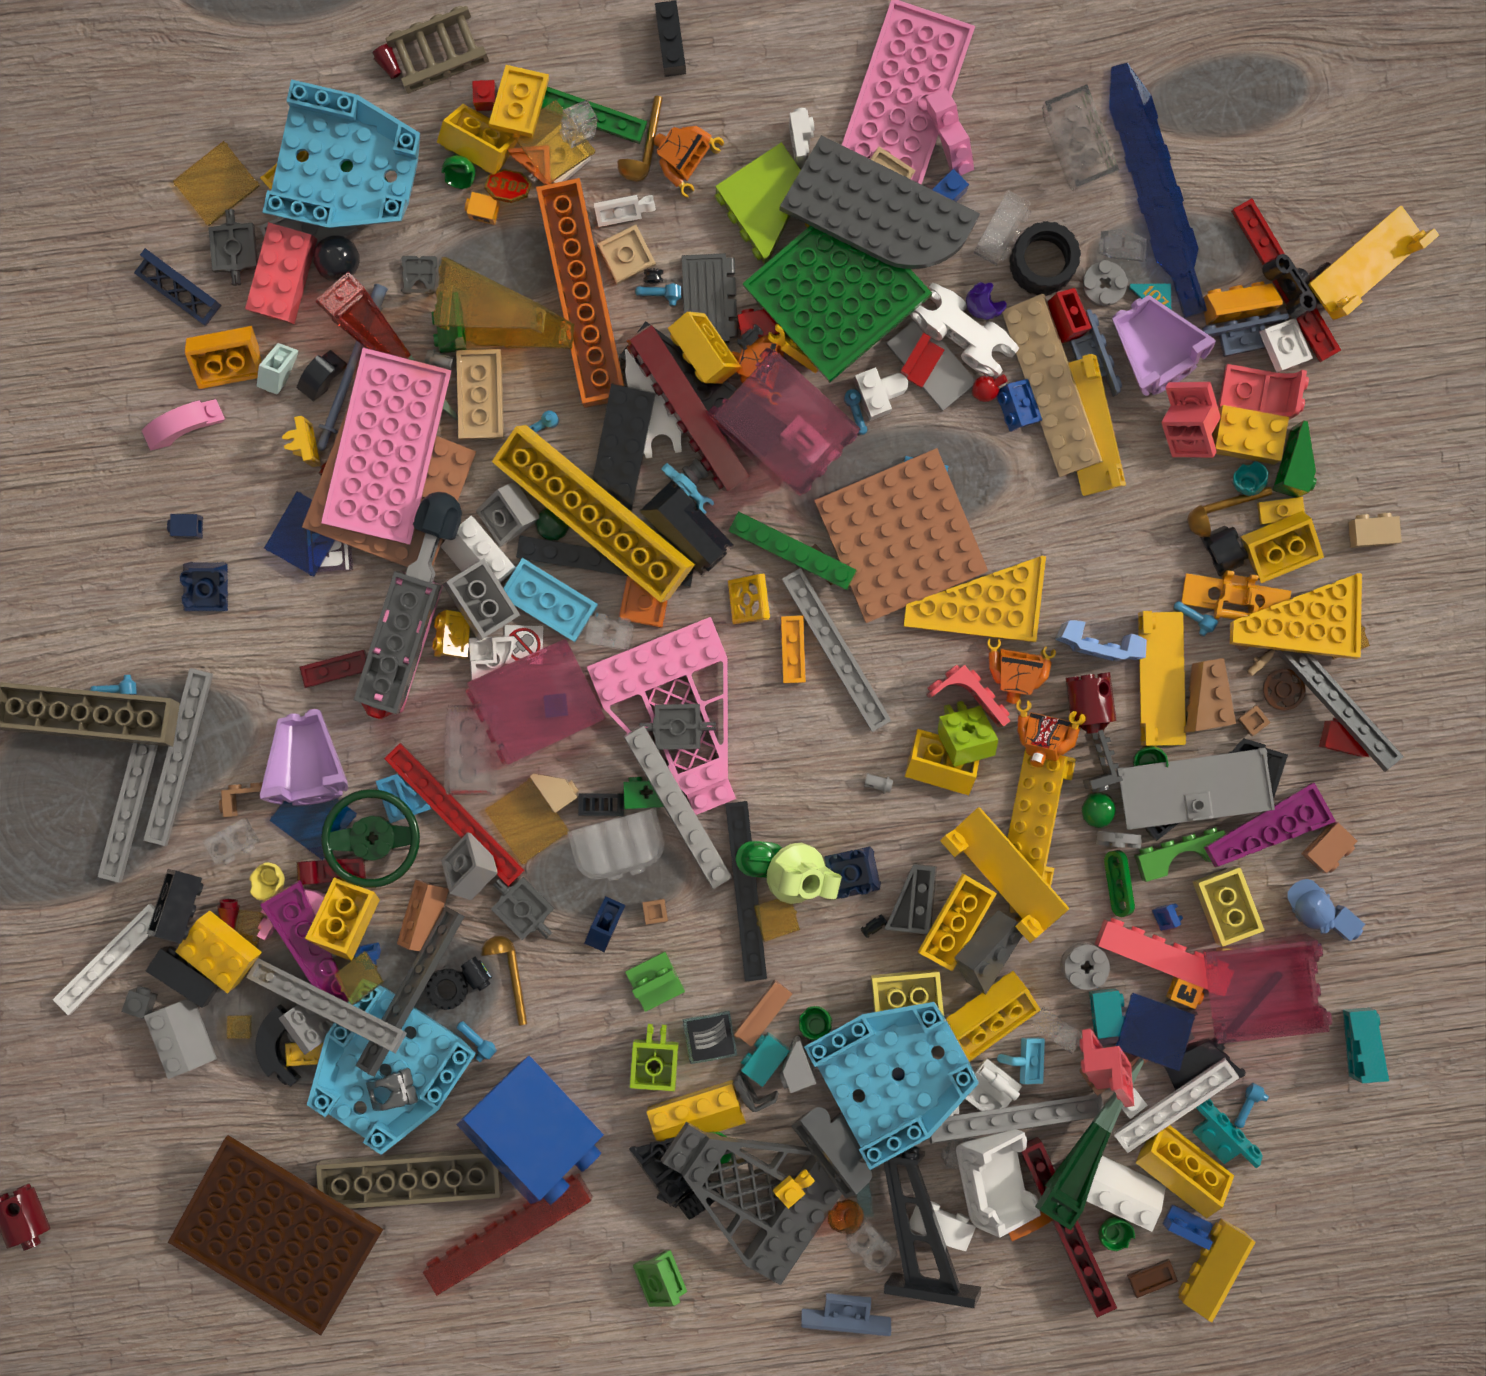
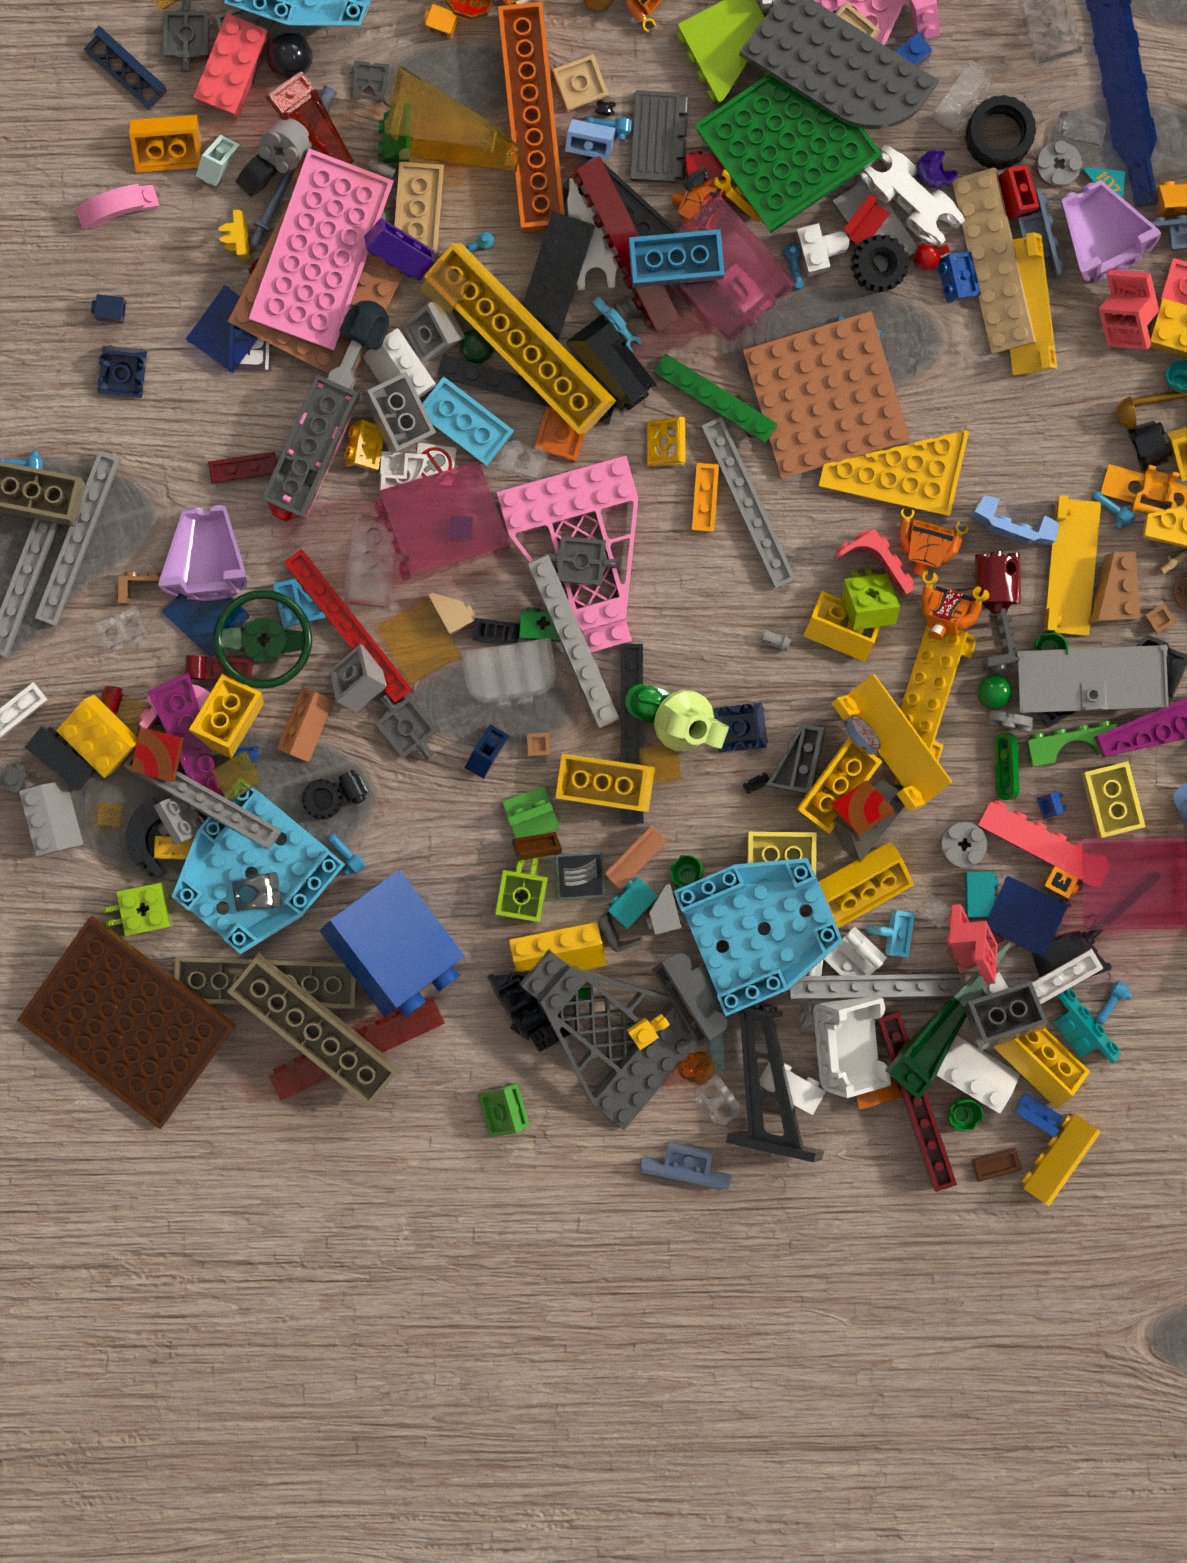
camera: 10 degrees right, 0 degrees up
(175, 906) = (61, 684): black brick -> none
(266, 881) = (154, 670): light yellow hair -> none
(271, 1128) = (130, 903): none -> lime hinge
(277, 965) = (157, 754): none -> tile
(339, 346) = (284, 144): none -> light grey brick
(413, 984) = (290, 789): dark grey plate -> none
(460, 1226) = (313, 1029): none -> dark tan brick
(464, 438) = (399, 249): none -> dark purple brick
(499, 945) = (382, 760): pearl gold piece -> none
(513, 469) = (445, 286): none -> clear yellow piece
(622, 209) = (582, 37): white plate -> none
(641, 308) = (590, 139): none -> light blue brick
(664, 1013) = (536, 846): none -> reddish brown tile
(703, 348) = (648, 185): yellow brick -> none
(724, 944) = (605, 782): none -> yellow brick
(739, 418) = (676, 258): none -> dark azure brick
(956, 396) = (896, 259): none -> black tyre
(974, 869) = (862, 734): none -> sand blue tile
(983, 944) = (862, 808): none -> tile
(1148, 1136) = (1005, 1015): none -> dark grey brick

